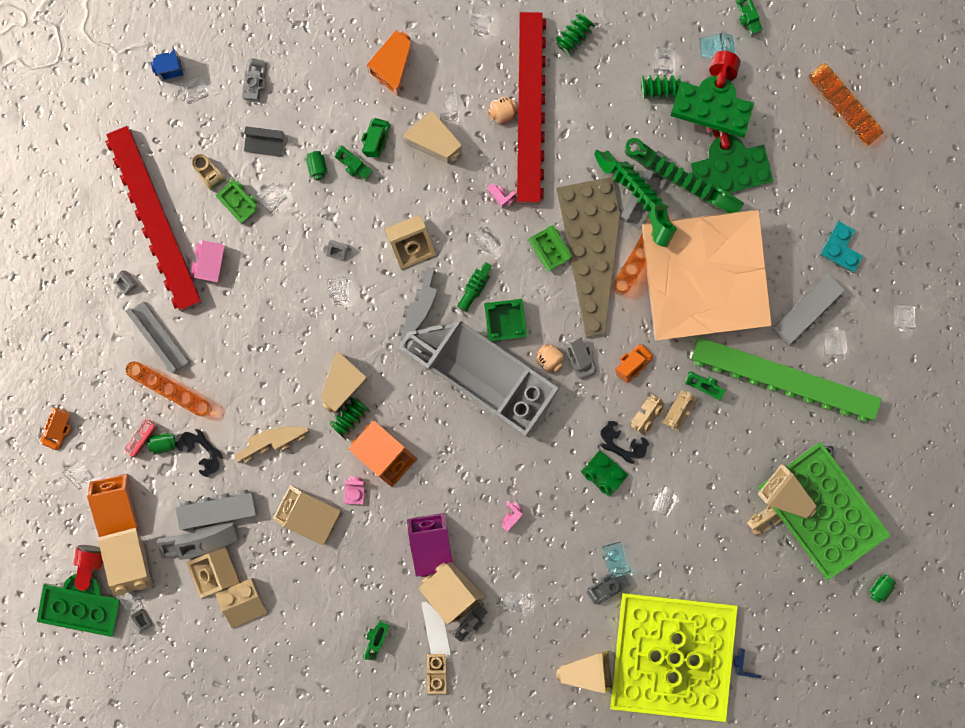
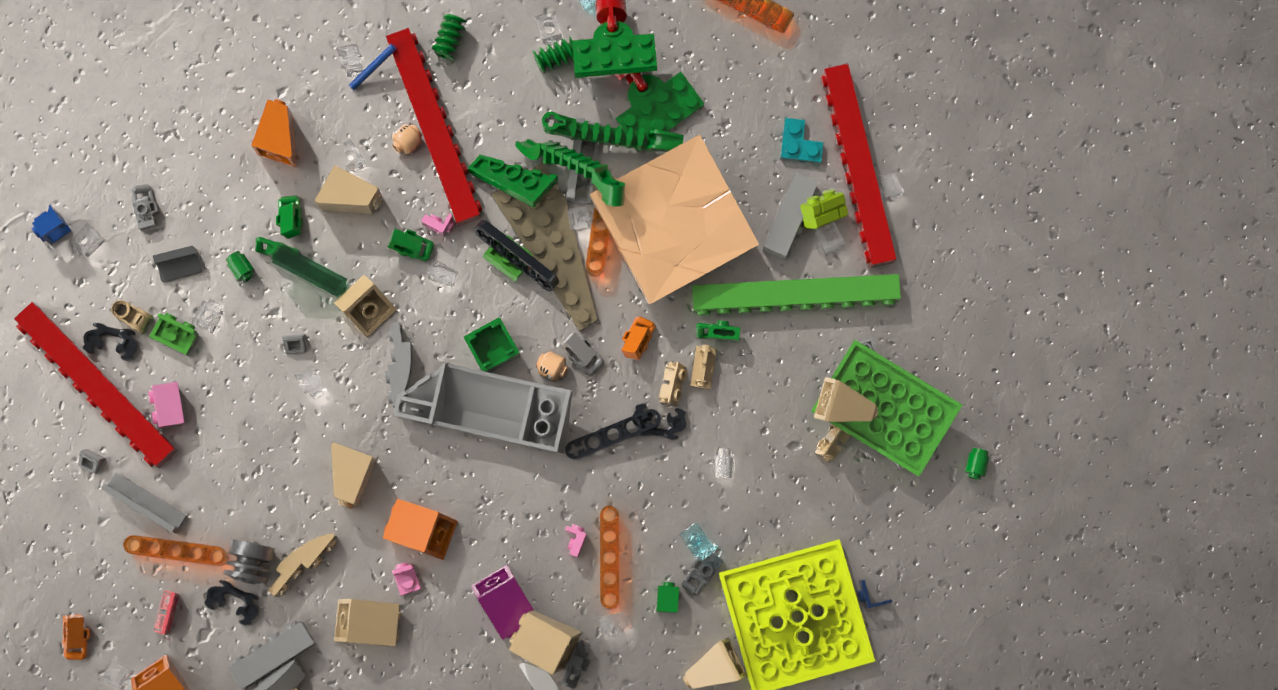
camera: 20 degrees left, 5 degrees down
(161, 443) = (189, 608): green brick -> none
(166, 177) = (93, 338): none -> black helmet
(226, 424) = (248, 561): none -> flat silver wheel
(349, 416) = (371, 505): green piece -> none
(373, 193) = (308, 271): none -> clear green brick
(470, 204) = (410, 244): none -> green piece
(474, 286) = (447, 325): green hinge -> none
(498, 34) = (372, 66): none -> blue bar
(534, 552) = (609, 547): none -> clear orange beam
(557, 250) = (516, 255): none -> black beam
(569, 442) = (602, 434): none -> black beam
(570, 597) = (667, 598): none -> green brick
(580, 182) = (513, 179): none -> green wing
(604, 473) = (652, 460): green bracket -> none
(625, 240) = (580, 218): none -> clear brick
(839, 316) = (824, 209): none -> lime brick
(885, 288) = (859, 166): none -> red brick

